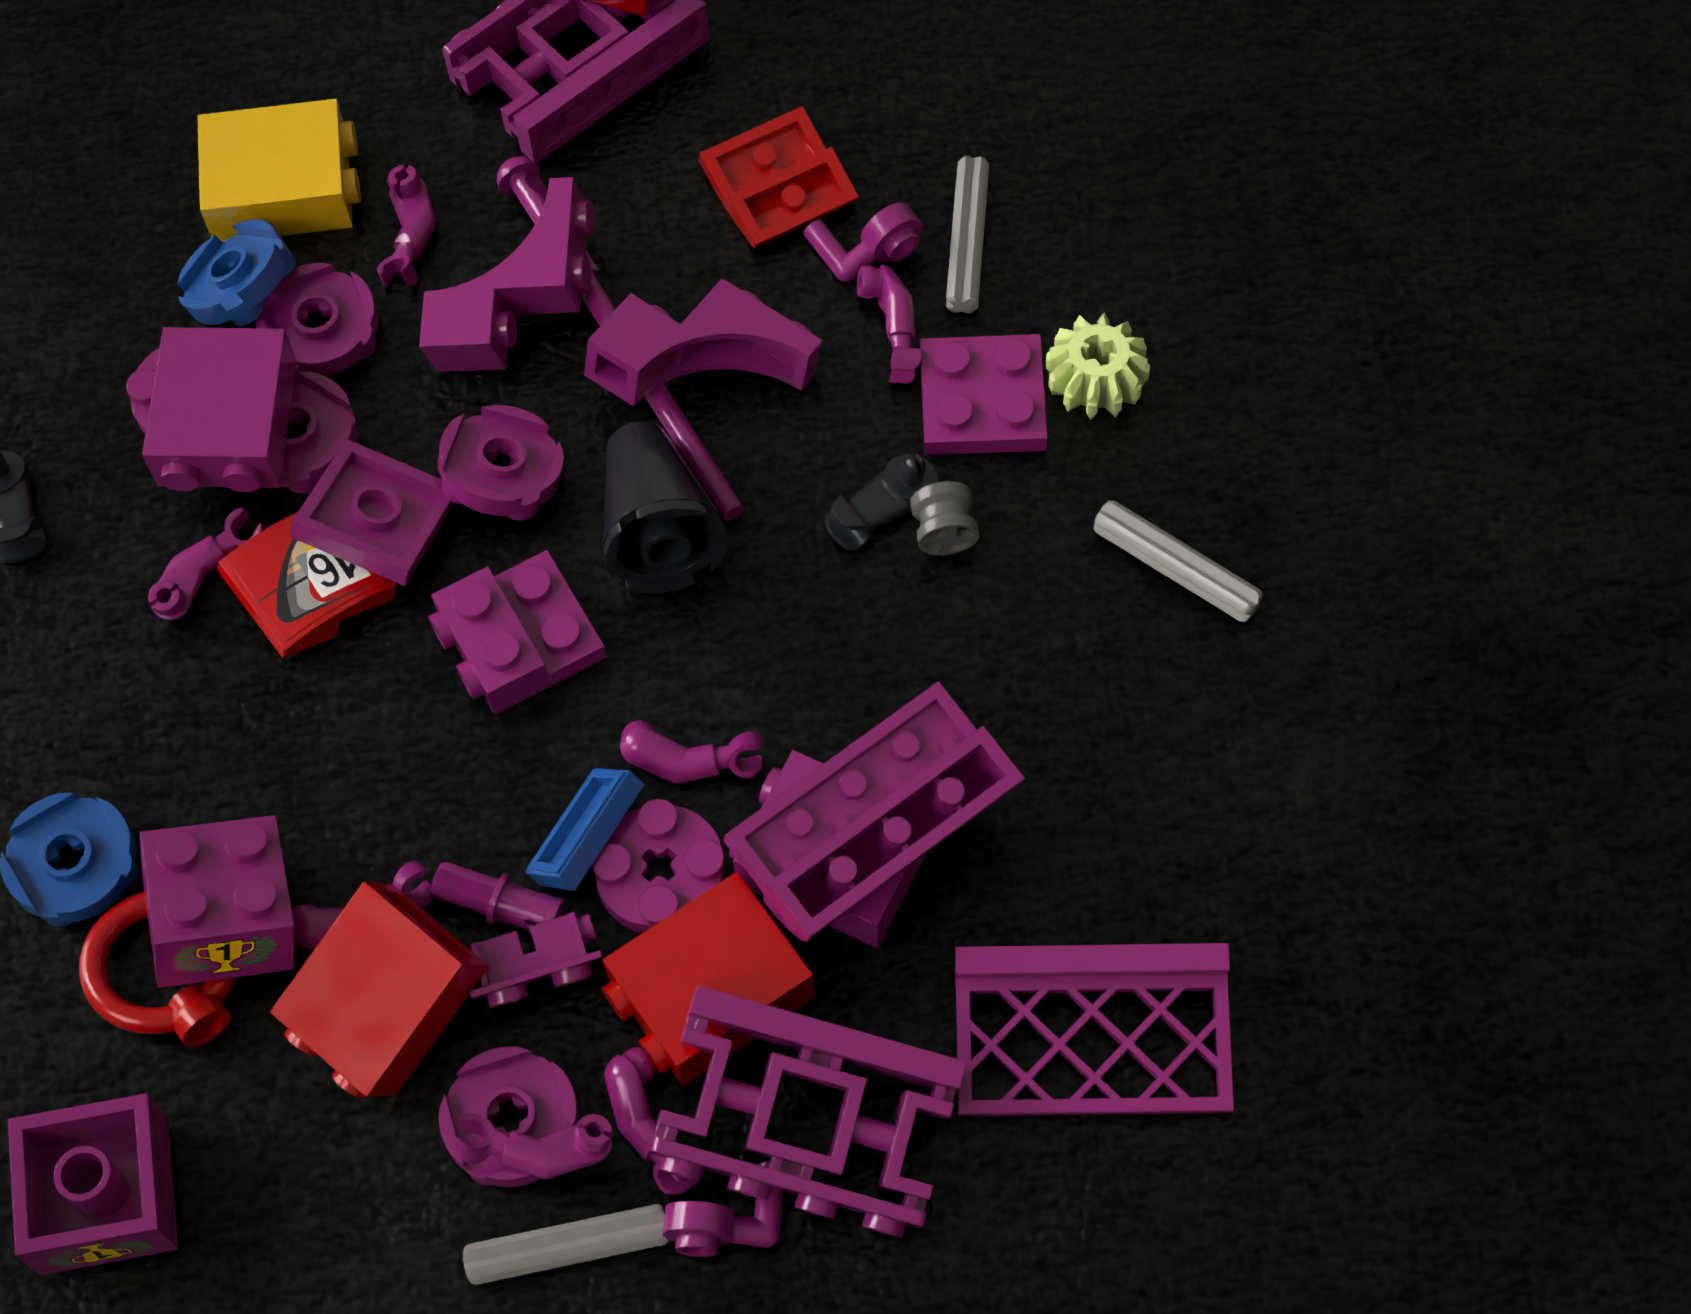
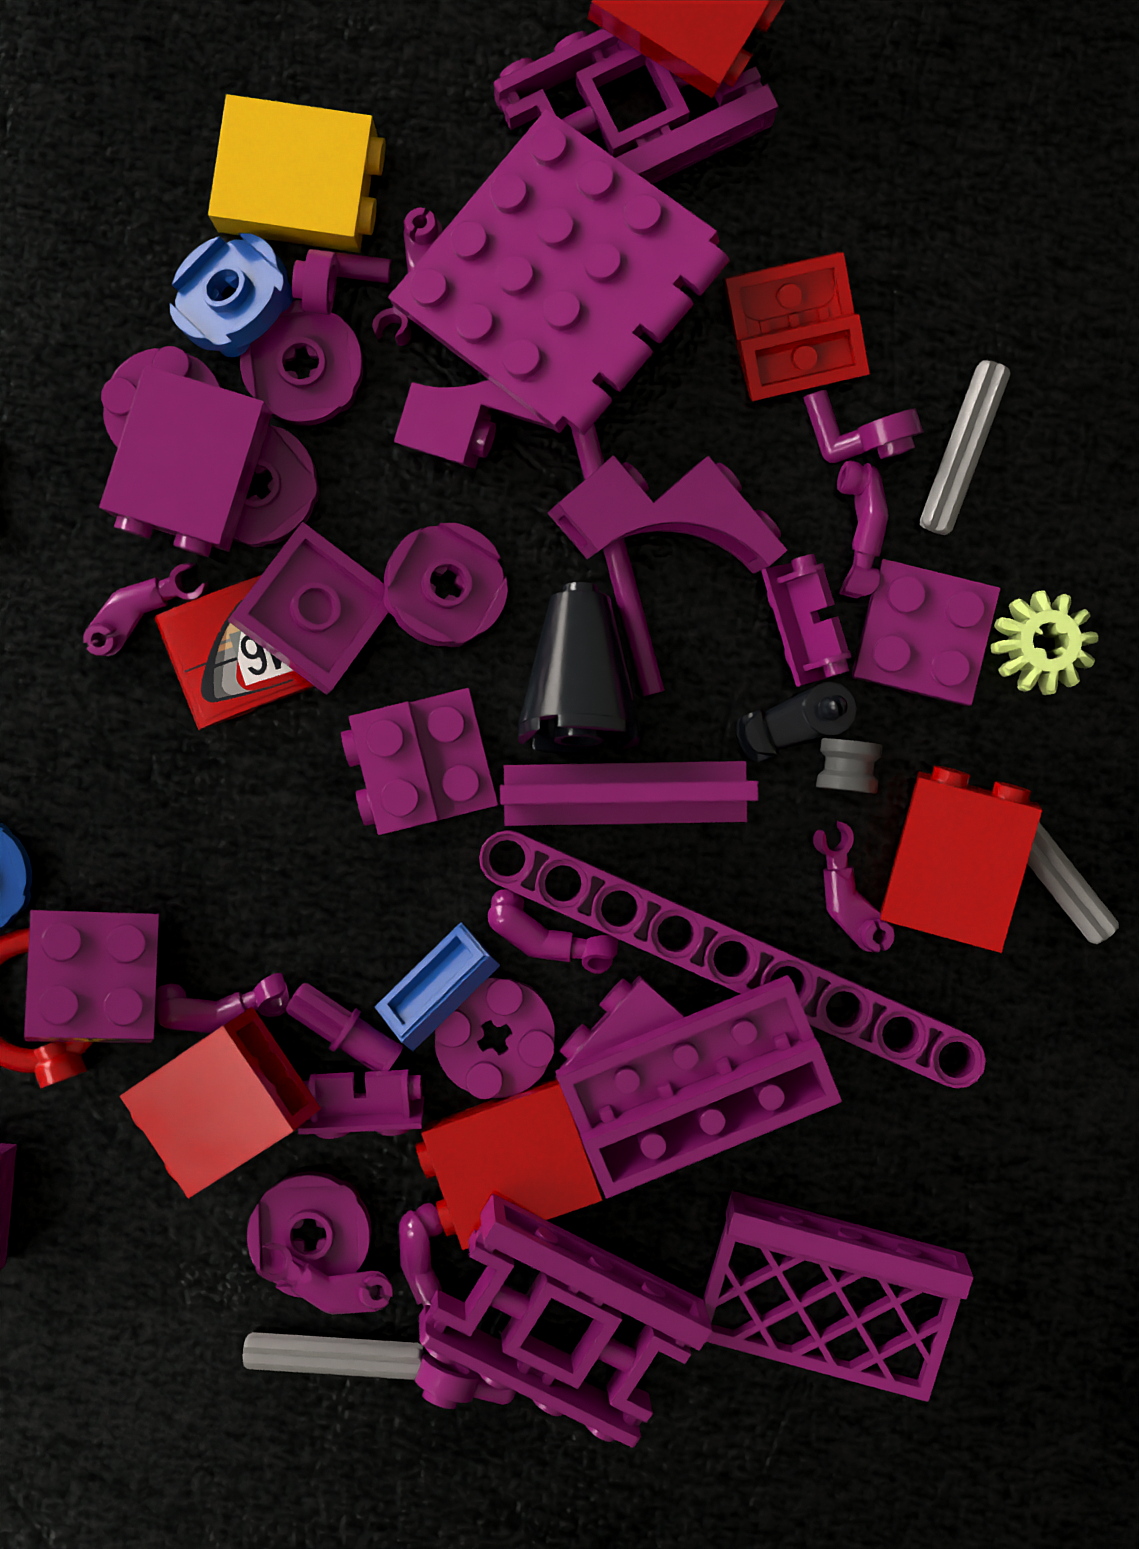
camera: 10 degrees right, 25 degrees up
(318, 239) = (317, 276): none -> magenta plate
(540, 167) = (560, 274): none -> magenta hinge
(749, 602) = (626, 793): none -> magenta fence
(857, 699) = (817, 984): none -> magenta beam
(875, 423) = (811, 646): none -> magenta hinge
(998, 656) = (844, 902): none -> magenta arm
(1078, 562) = (961, 858): none -> red brick

